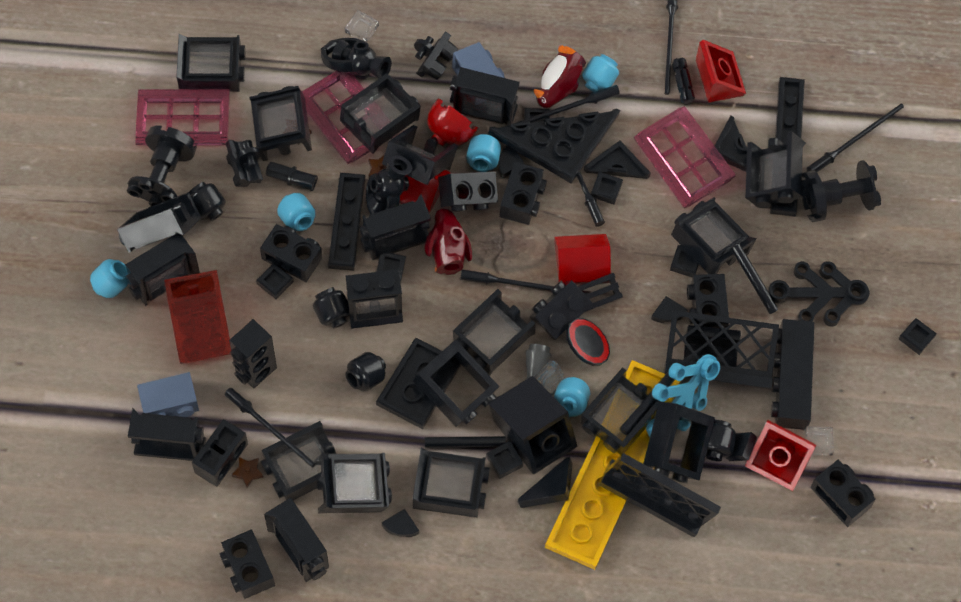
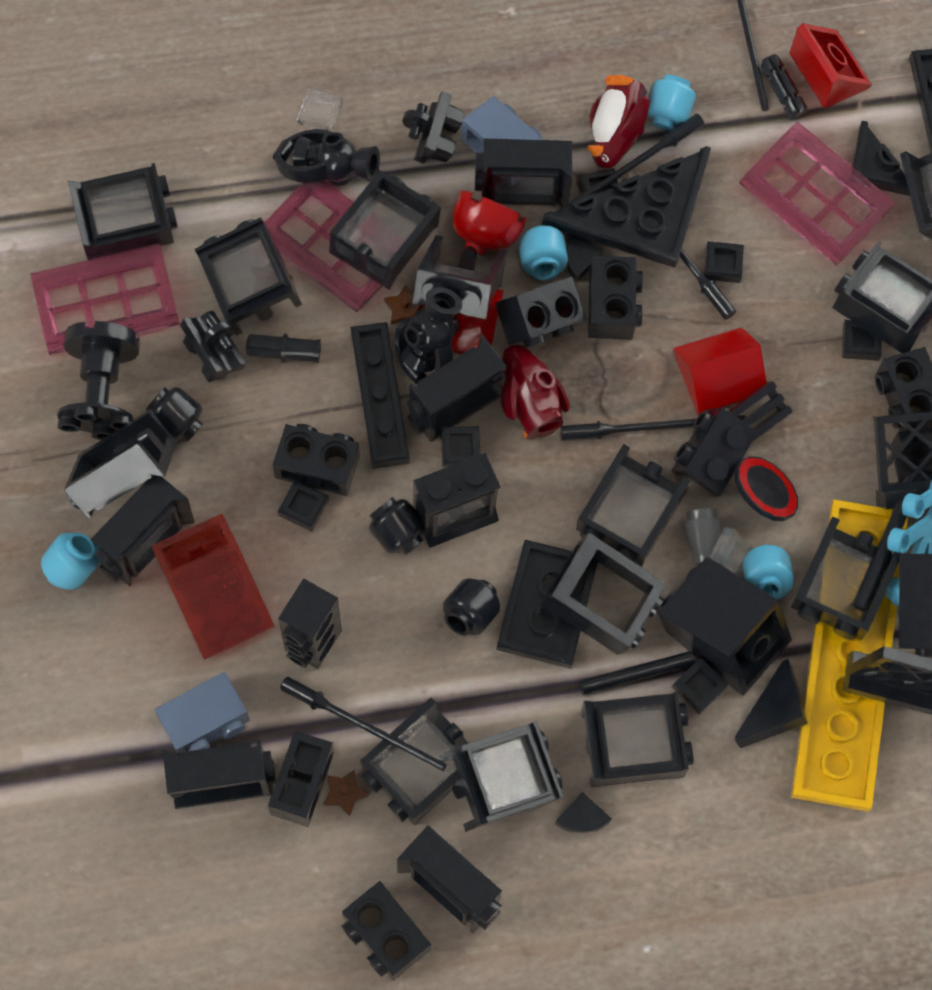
camera: 15 degrees left, 5 degrees up
(296, 212) = (307, 399): medium azure head -> none
(618, 162) = (729, 221): black tile -> none
(664, 310) = (859, 416): black tile -> none

